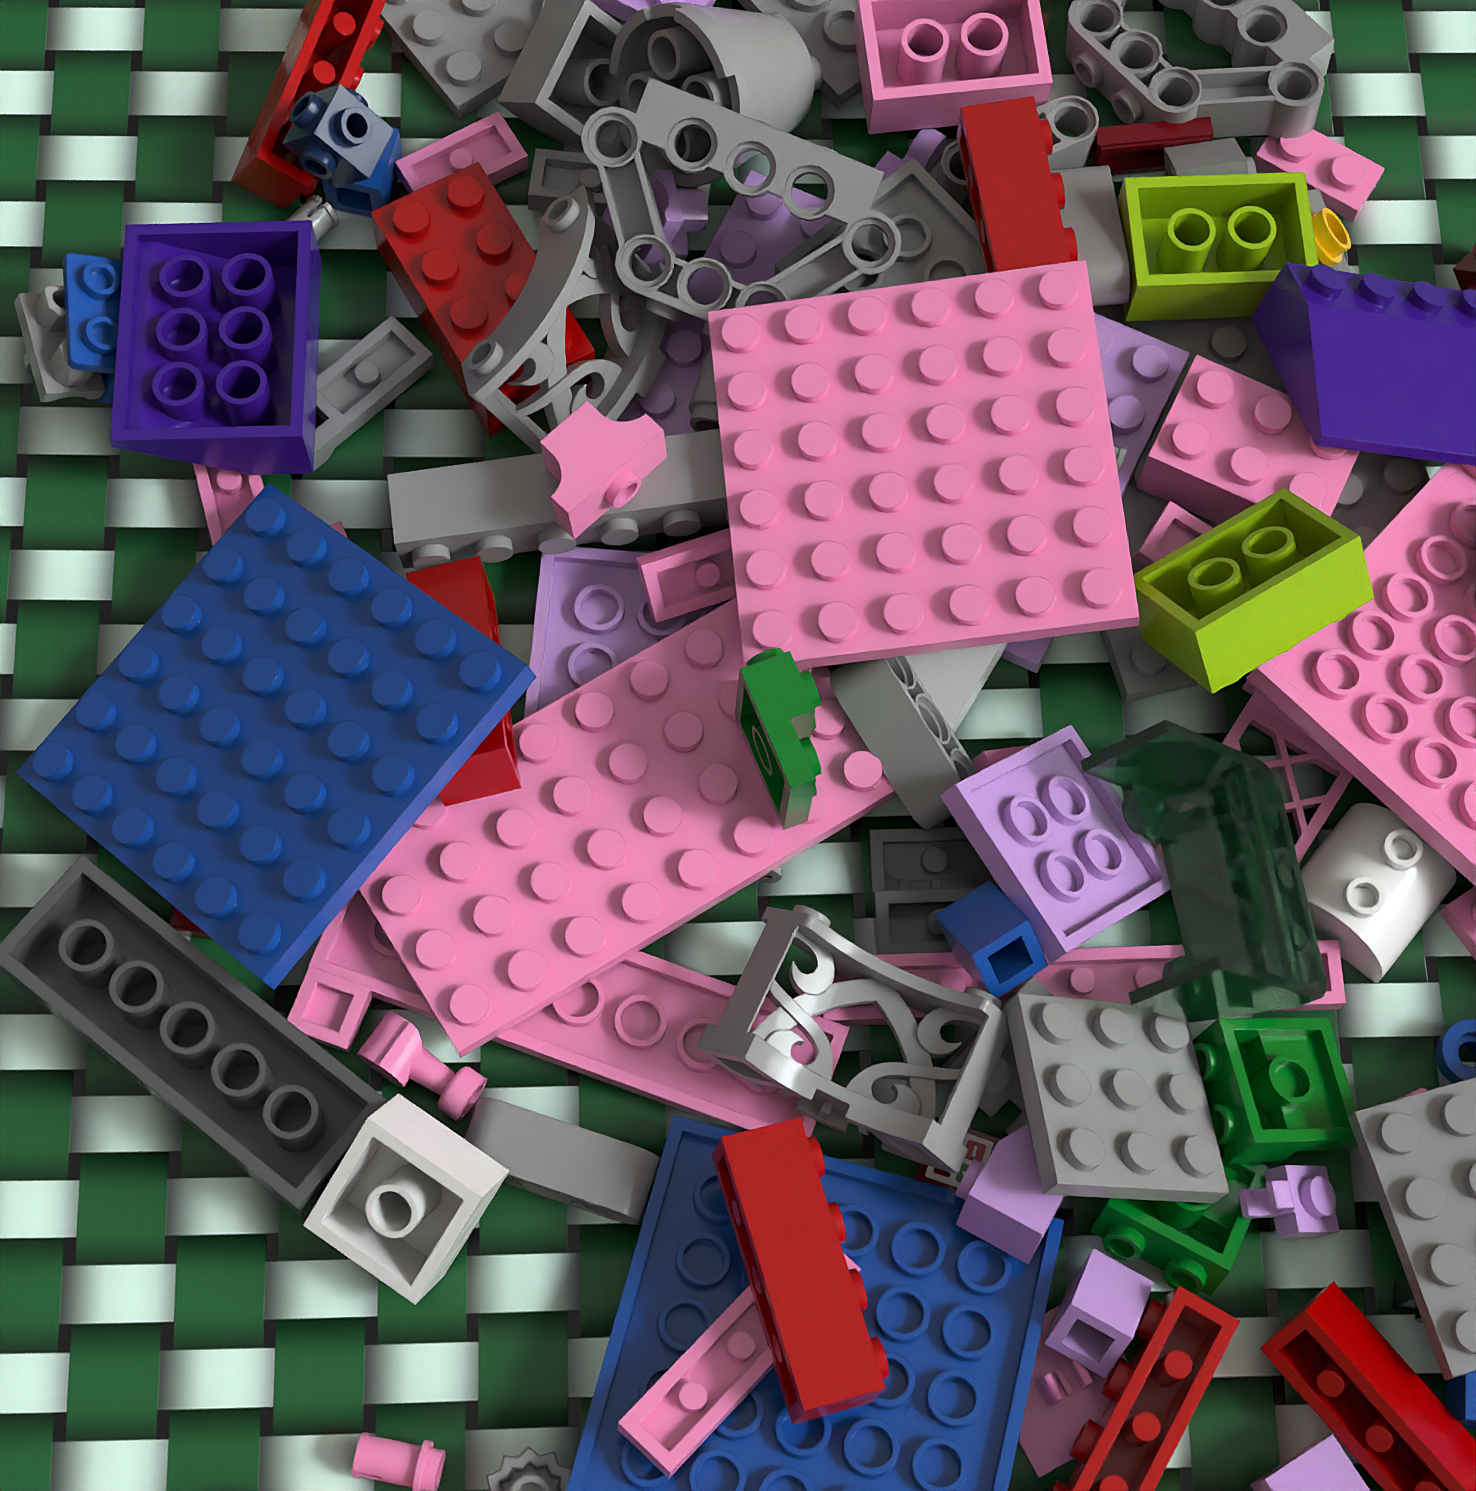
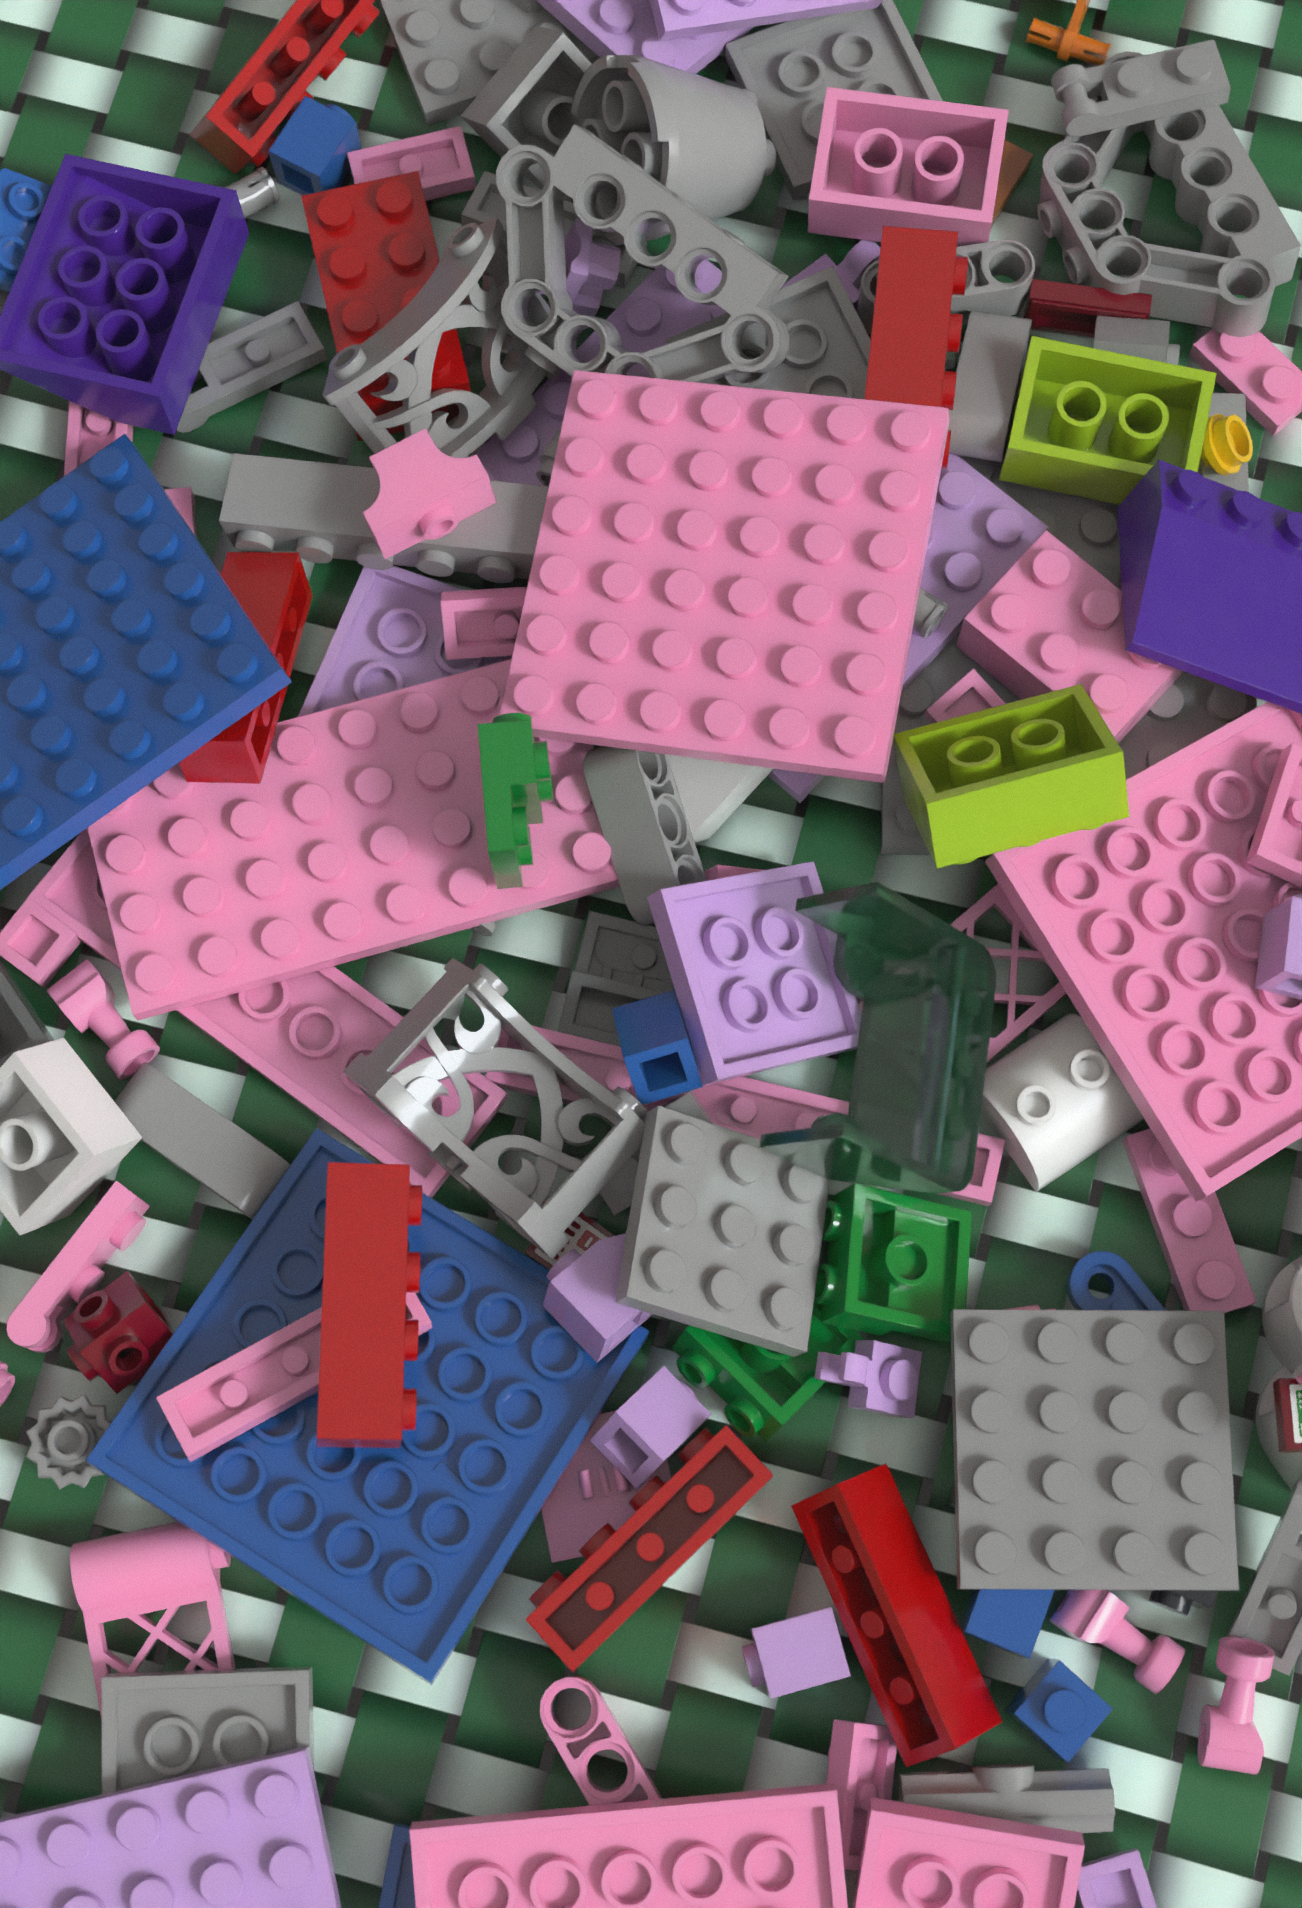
camera: 25 degrees right, 5 degrees up
(337, 135) = (284, 112): dark blue brick -> none
(477, 1326) = (77, 1269): none -> bright pink plate
(543, 1375) = (117, 1333): none -> dark red brick

